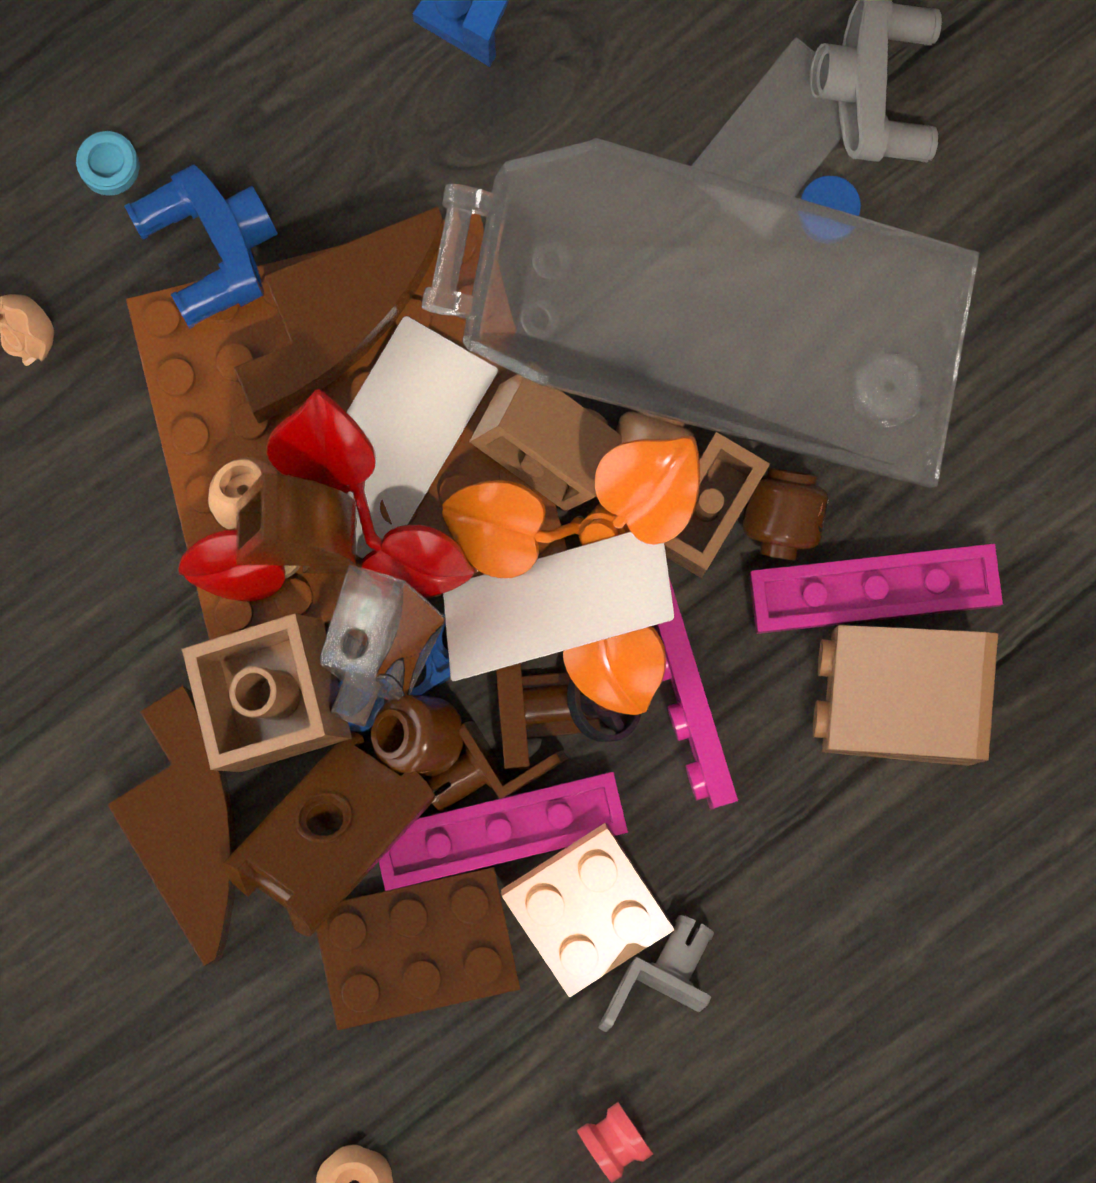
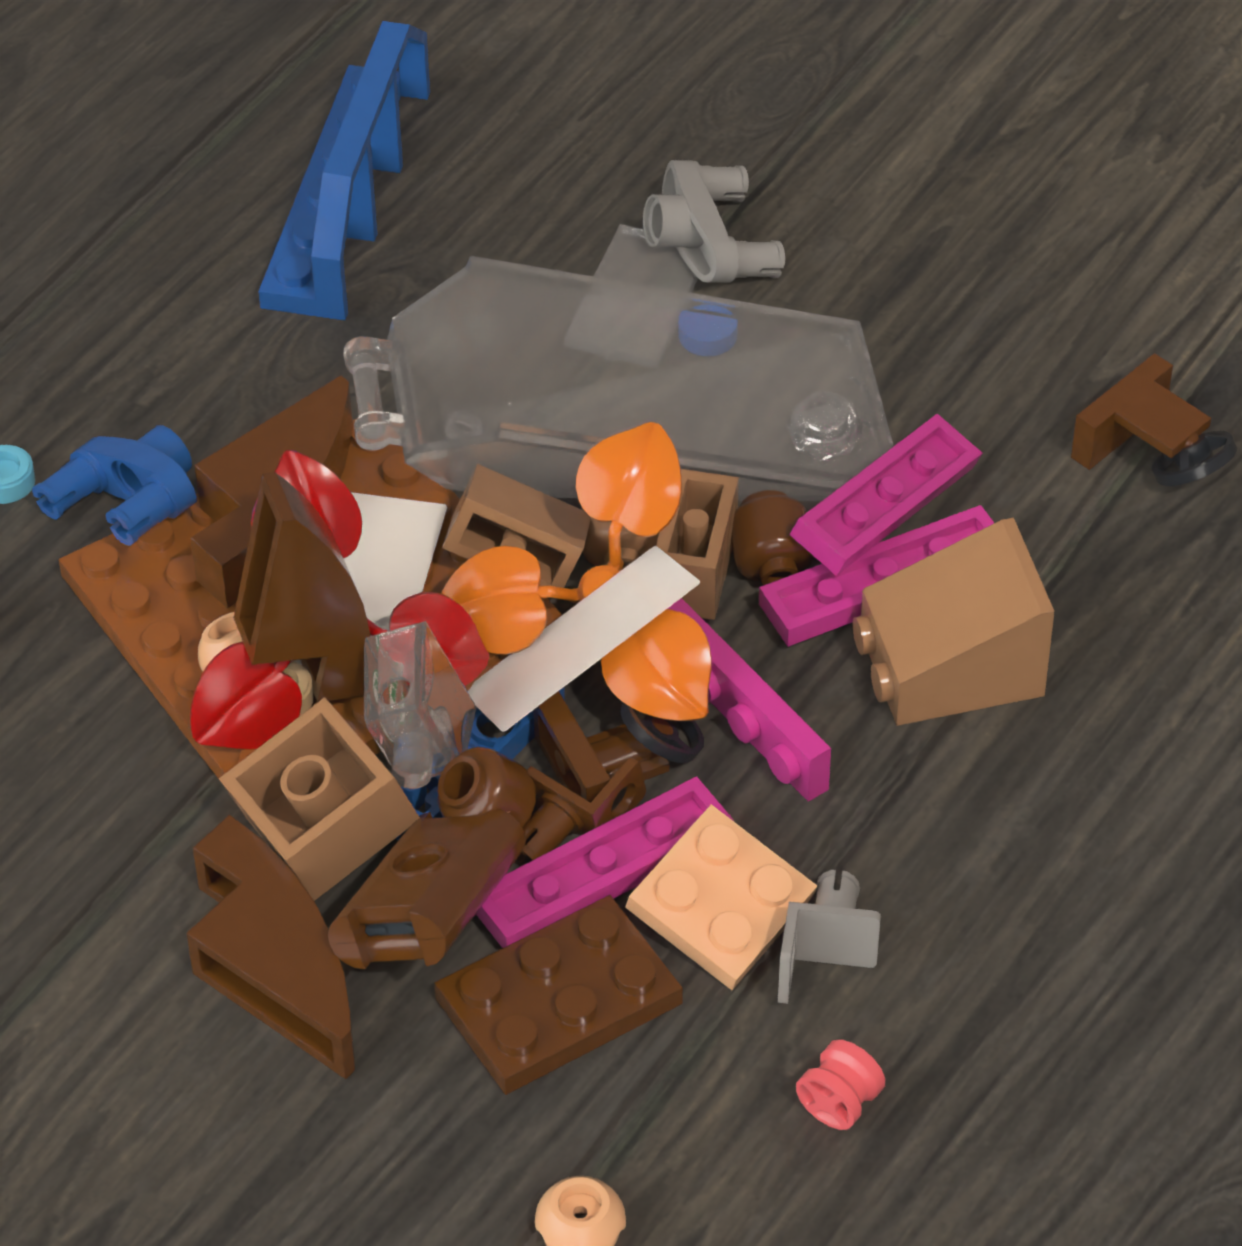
camera: 15 degrees left, 35 degrees down
(910, 507) = (885, 494): none -> dark pink plate

